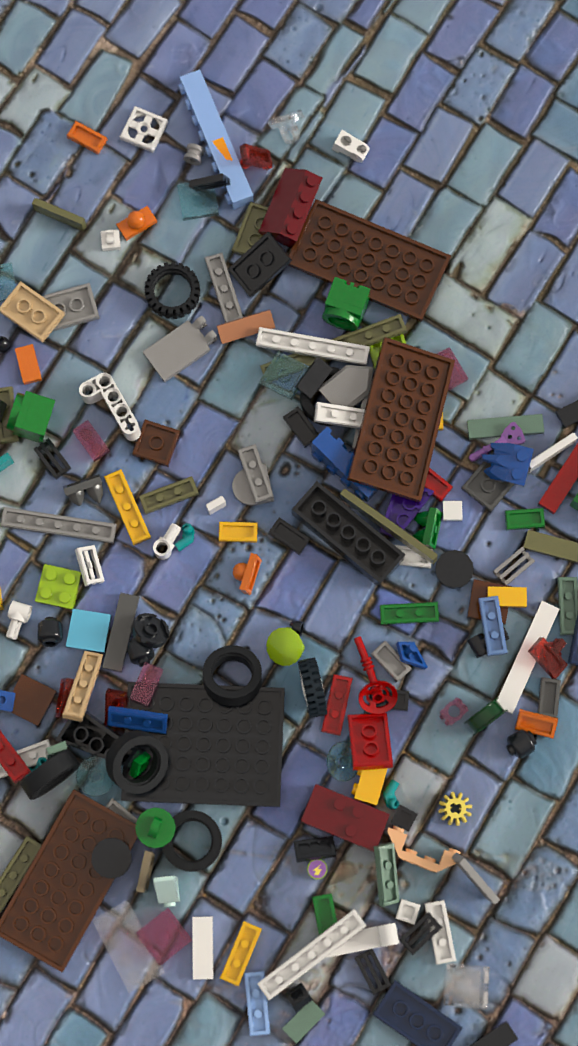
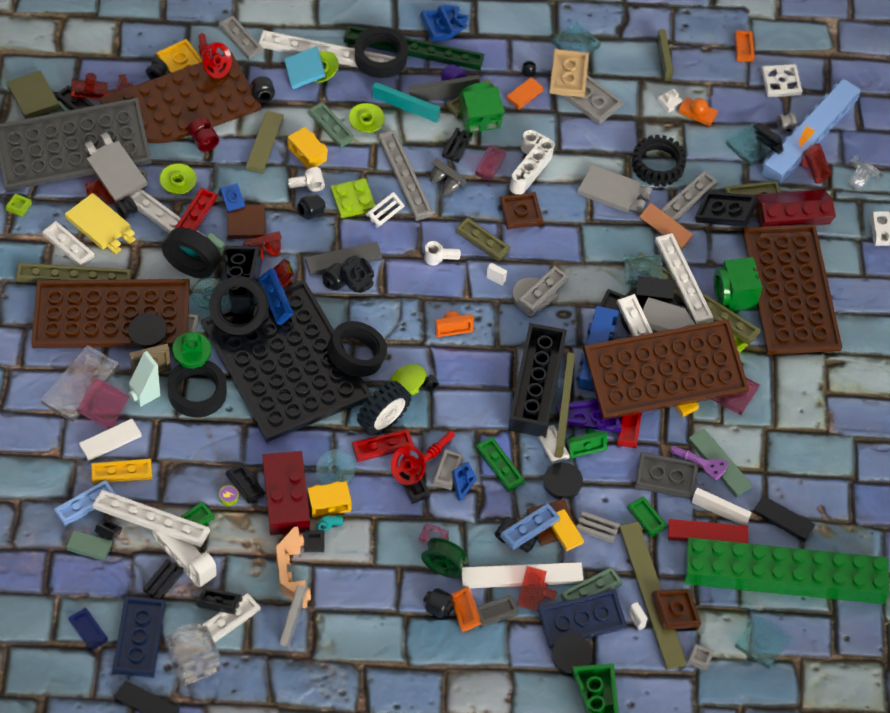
camera: 55 degrees right, 20 degrees down
(83, 686) = (279, 245): tan tile -> none
(88, 631) = (329, 234): medium azure tile -> none
(127, 507) = (452, 215): yellow tile -> none
(139, 765) = (238, 312): green tile -> none
(146, 684) = (310, 289): clear pink plate -> none
(187, 537) = (454, 269): teal arm -> none
(238, 532) = (485, 303): yellow tile -> none
(289, 536) = (507, 342): black tile -> none
(370, 741) = (365, 479): red tile -> none
(386, 874) = (255, 545): sand green tile -> none
(407, 911) = (233, 583): white tile -> none
(452, 510) = (614, 455): white tile -> none
(455, 801) = (354, 574): light yellow gear -> none
(508, 463) = (687, 473): blue plate -> none

